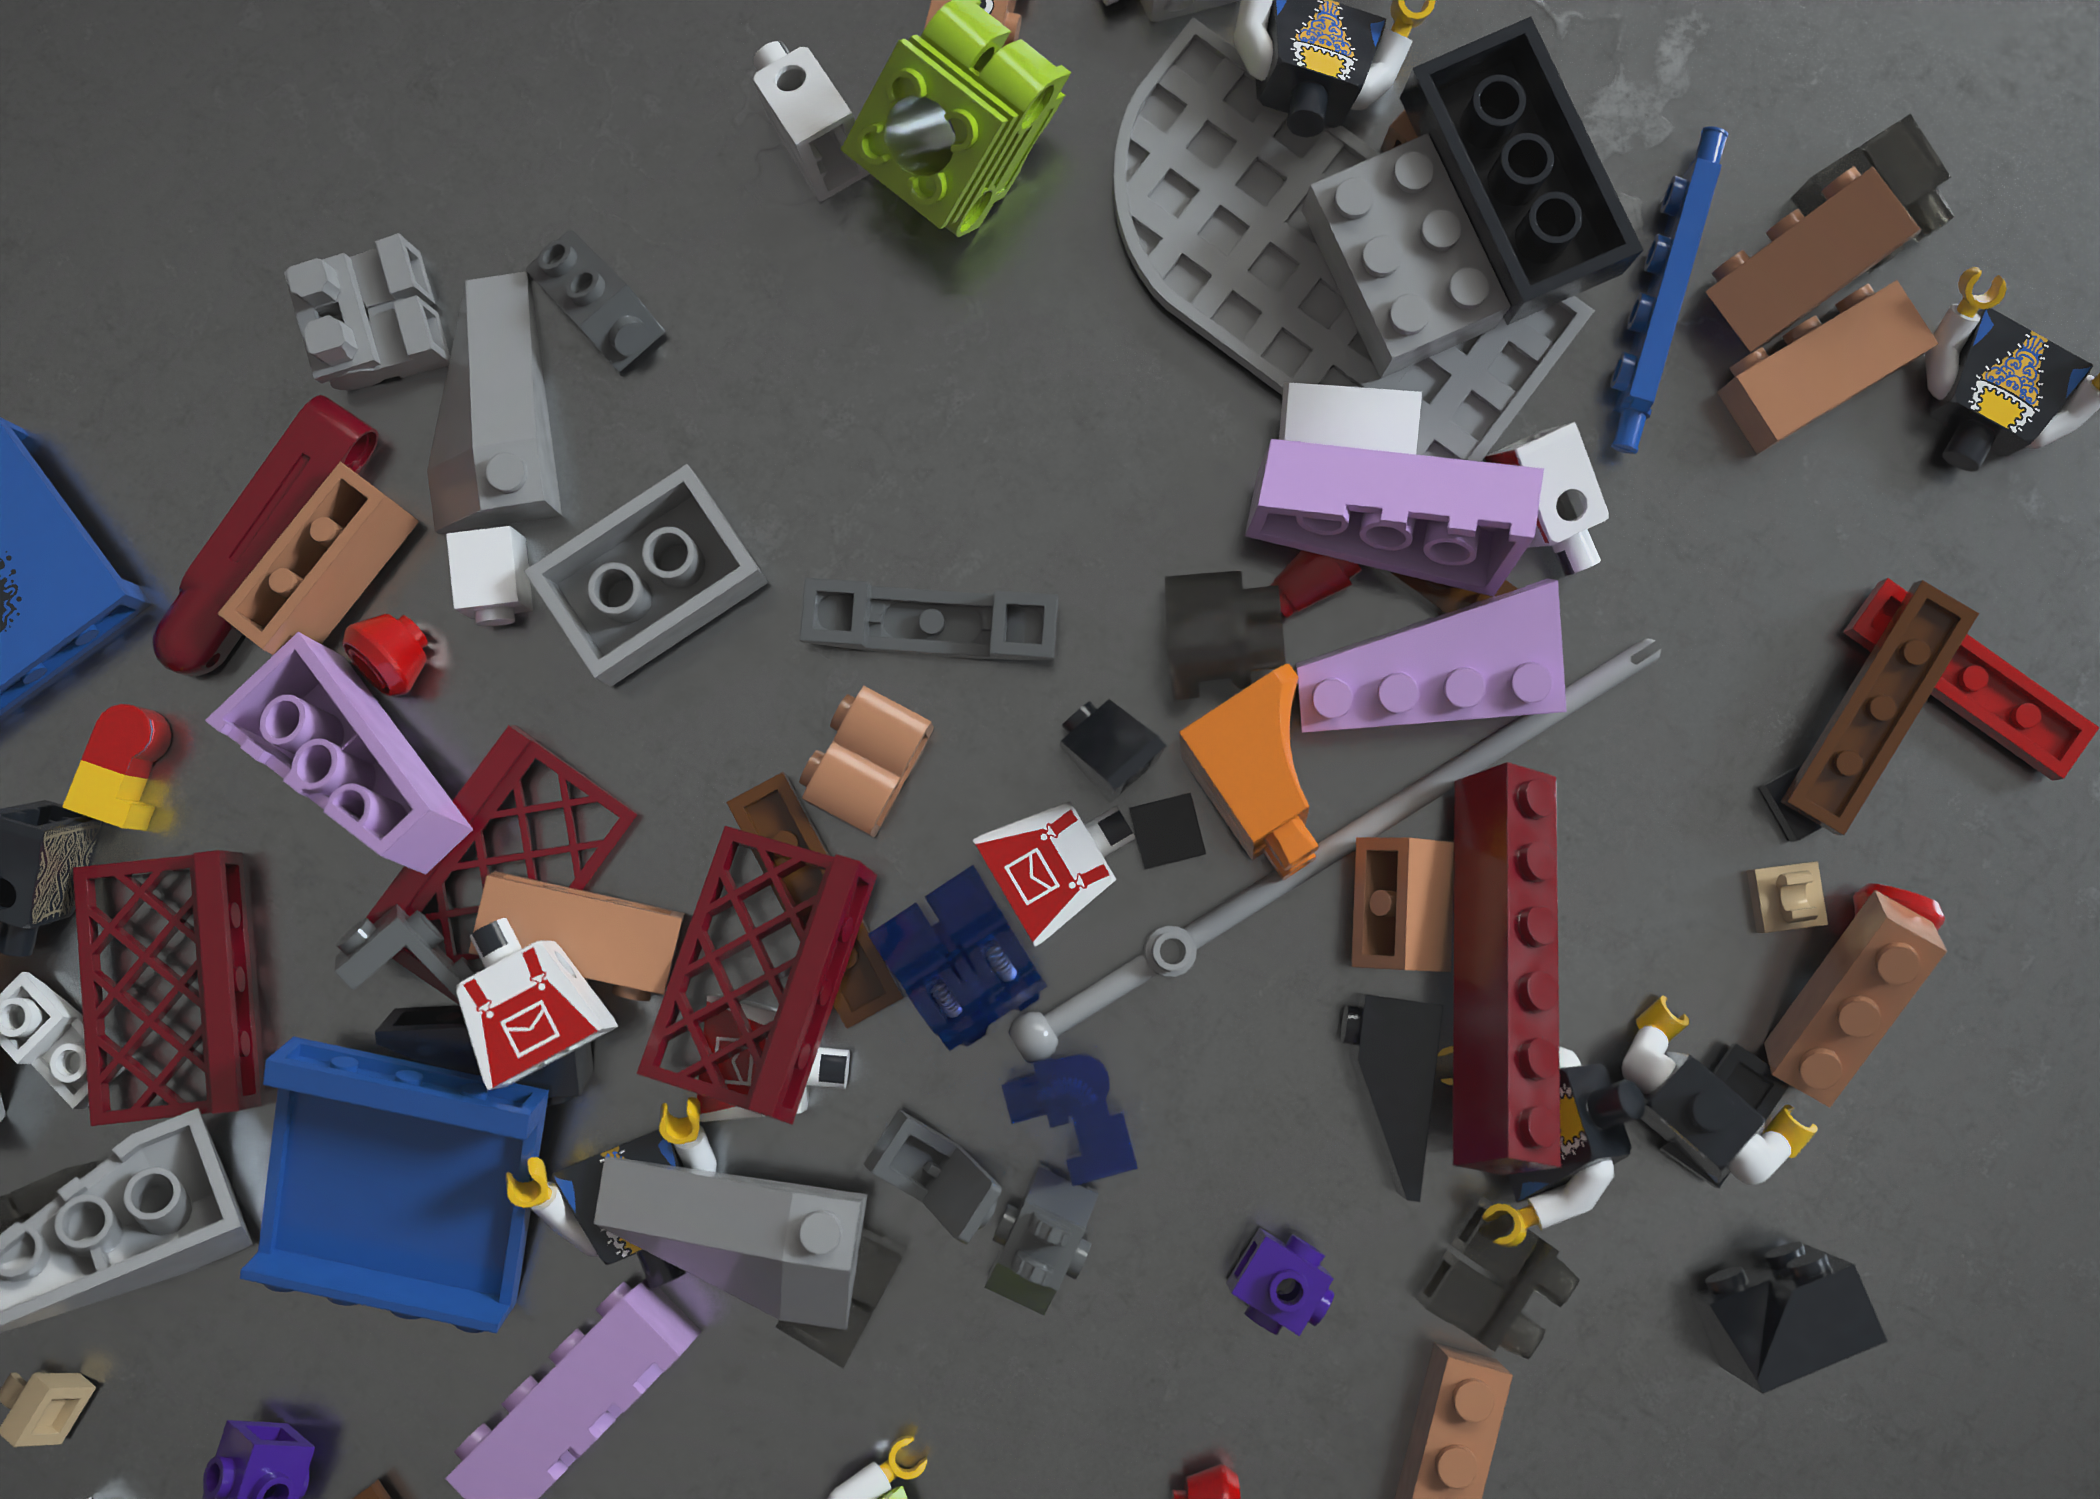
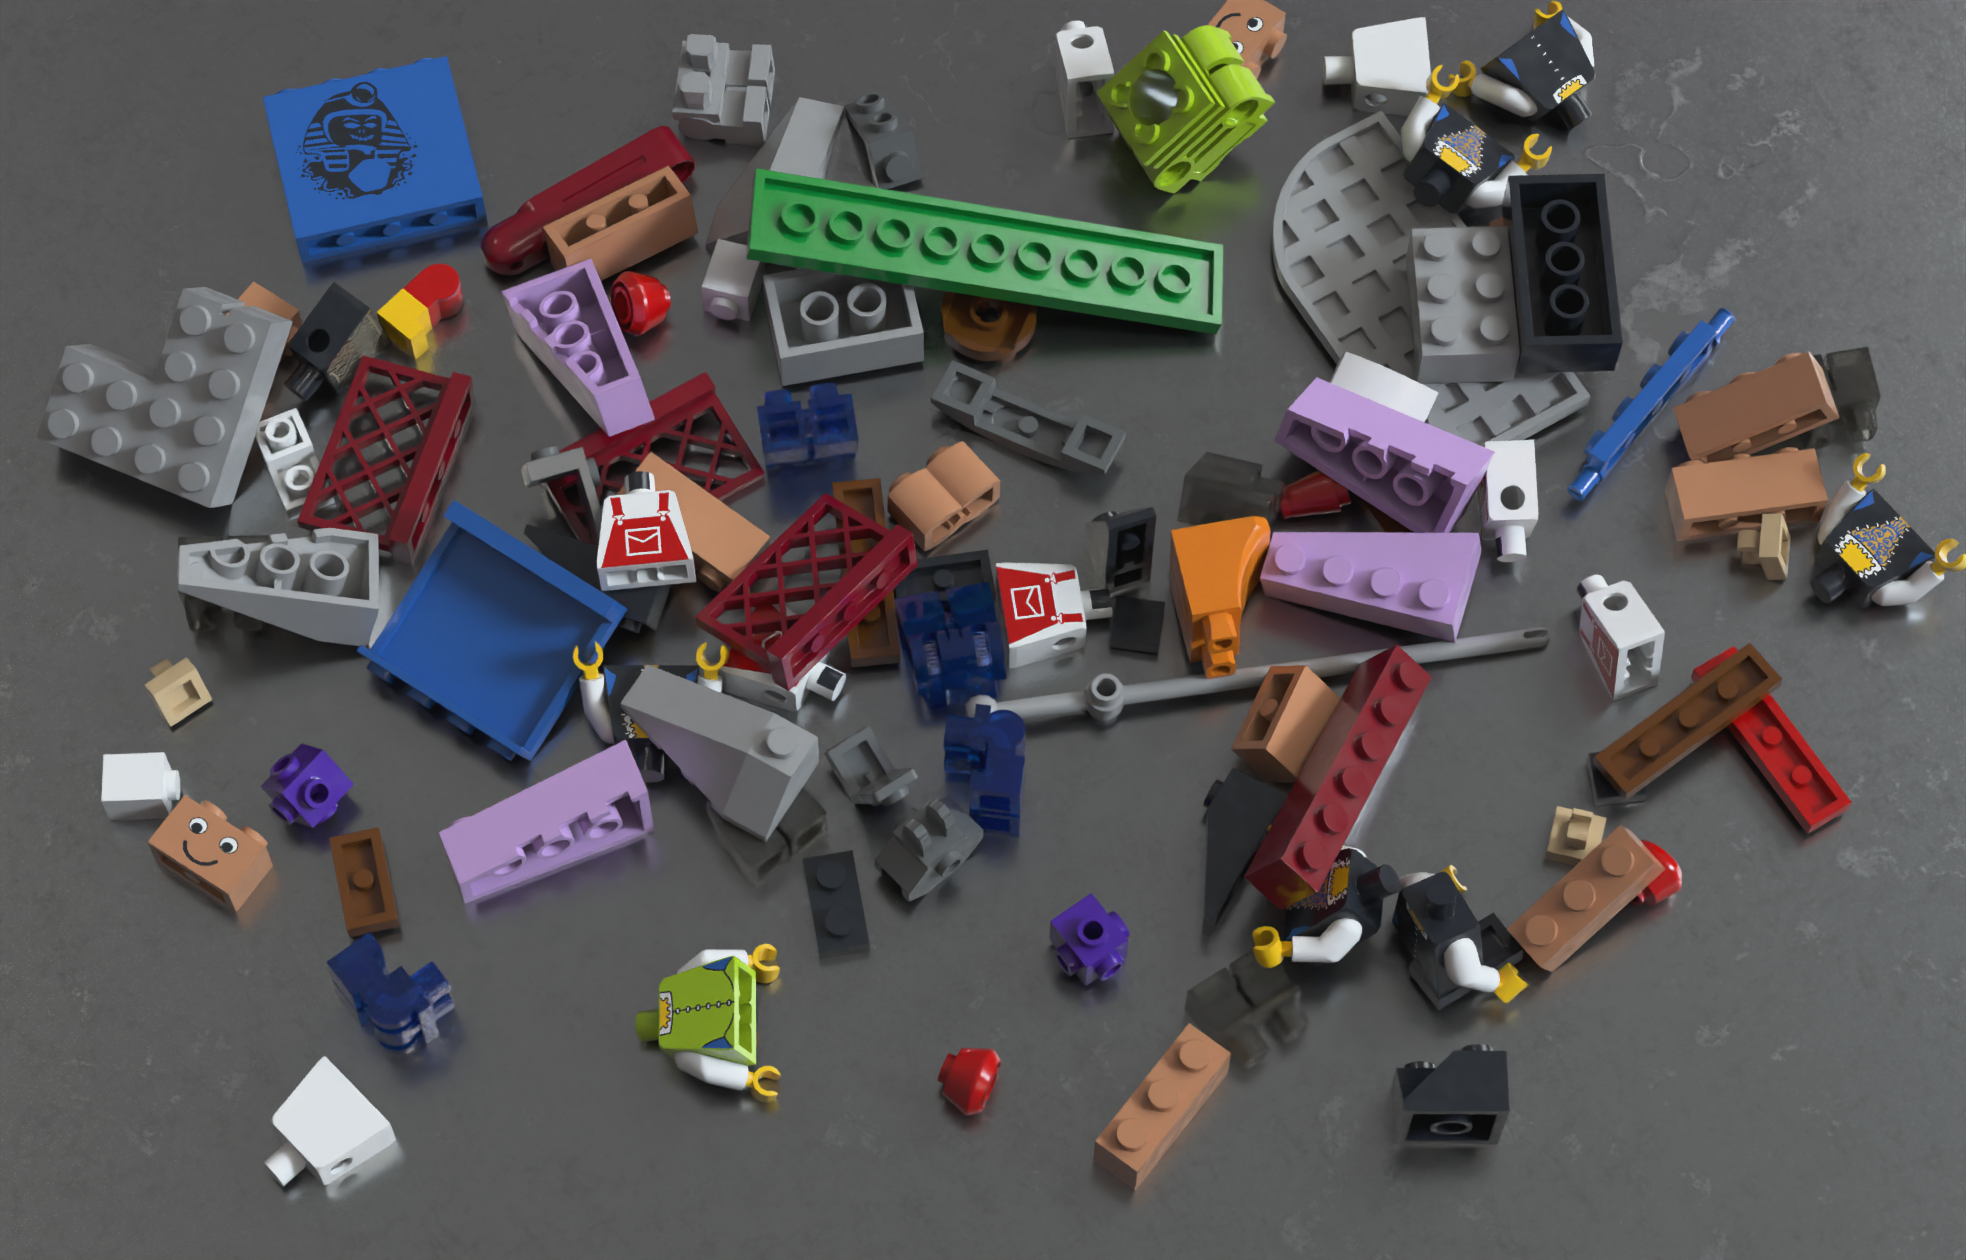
camera: 20 degrees right, 20 degrees down
(649, 763) = (808, 434): none -> clear blue hips
(779, 427) = (985, 251): none -> green plate
(797, 465) = (983, 340): none -> reddish brown plate
(918, 869) = (947, 573): none -> black plate
(958, 1343) = (836, 904): none -> black plate
(1750, 619) = (1620, 636): none -> white torso
(1880, 426) = (1767, 547): none -> tan tile

